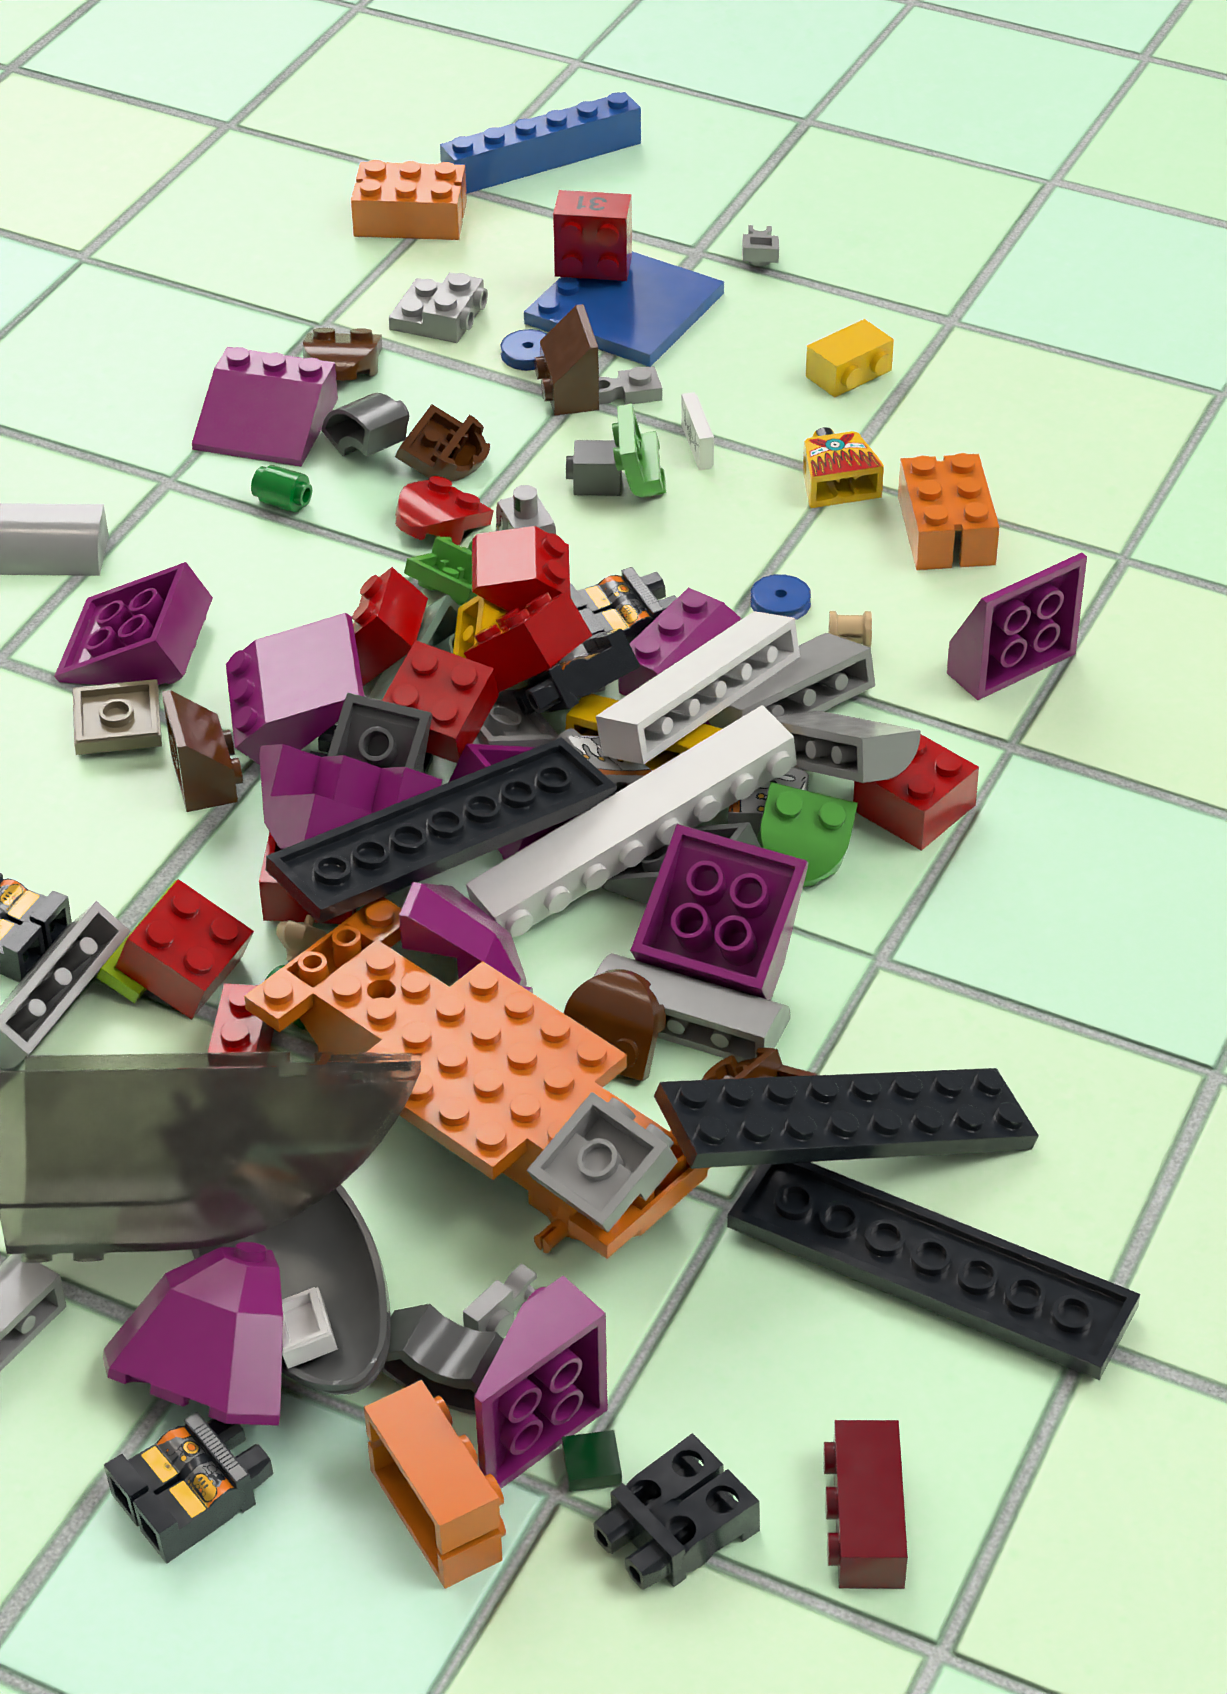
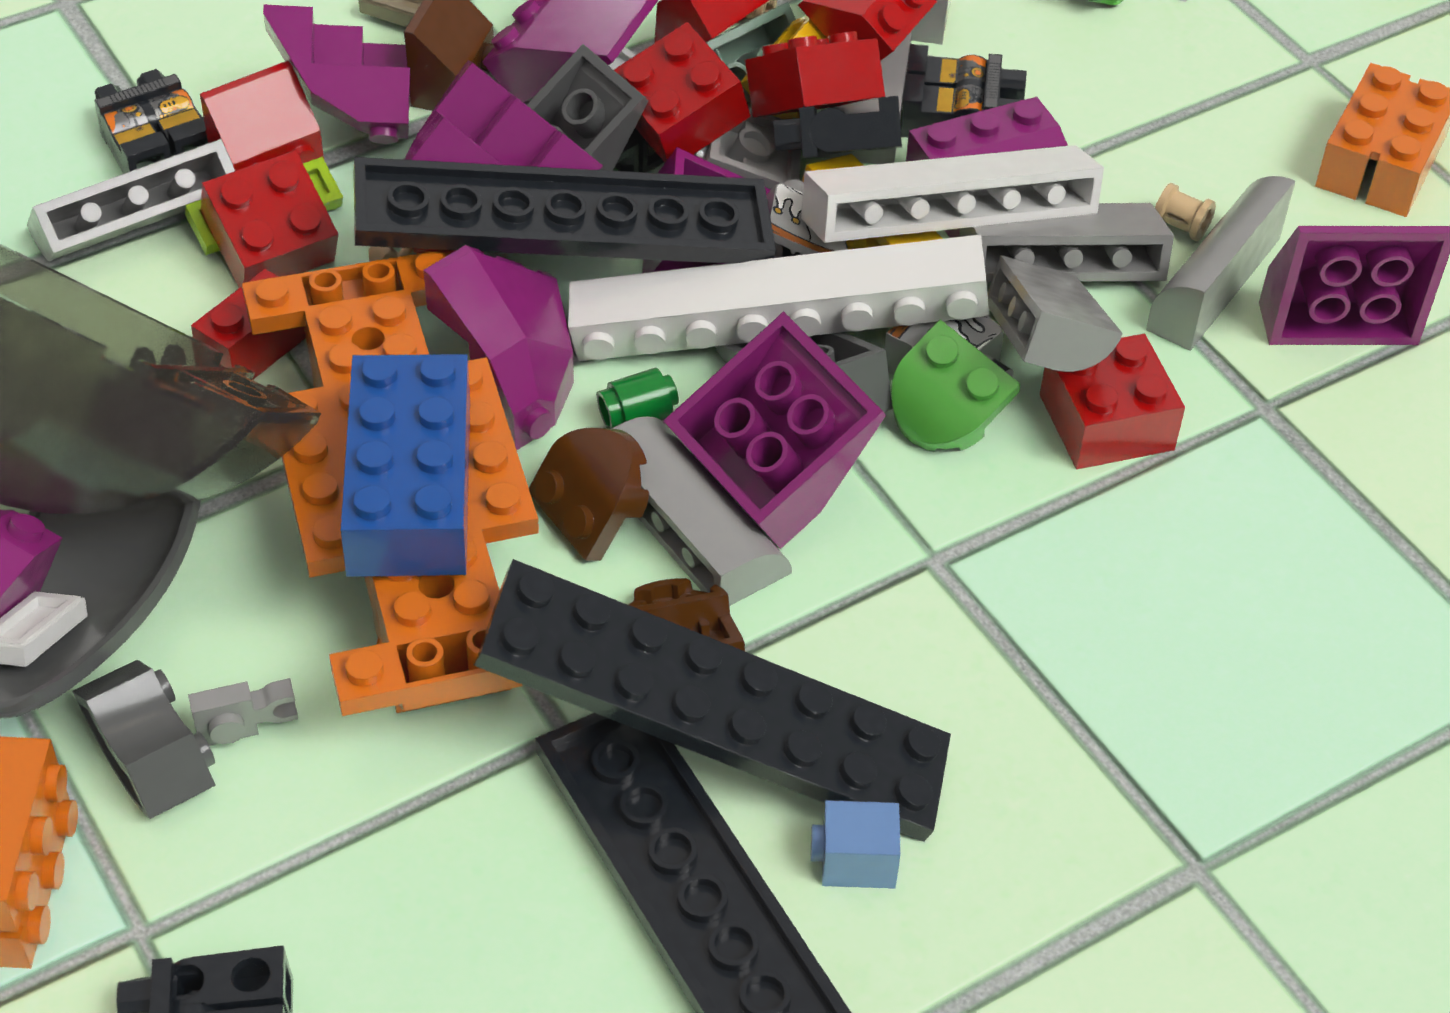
camera: 30 degrees right, 5 degrees up
(113, 870) = (262, 117): none -> slope
(149, 803) = (342, 74): none -> magenta brick
(515, 1051) = (407, 466): none -> blue brick
(542, 1381) = (159, 807): magenta slope -> none
(582, 949) = (637, 396): none -> green brick
(591, 1460) = (193, 916): dark green tile -> none
(604, 1161) = (390, 611): light grey plate -> none
(781, 596) = (1144, 153): blue piece -> none
(840, 469) = (1307, 51): yellow torso -> none
(908, 651) = (1221, 263): none -> light grey brick
(1002, 1168) = (858, 844): none -> medium blue brick

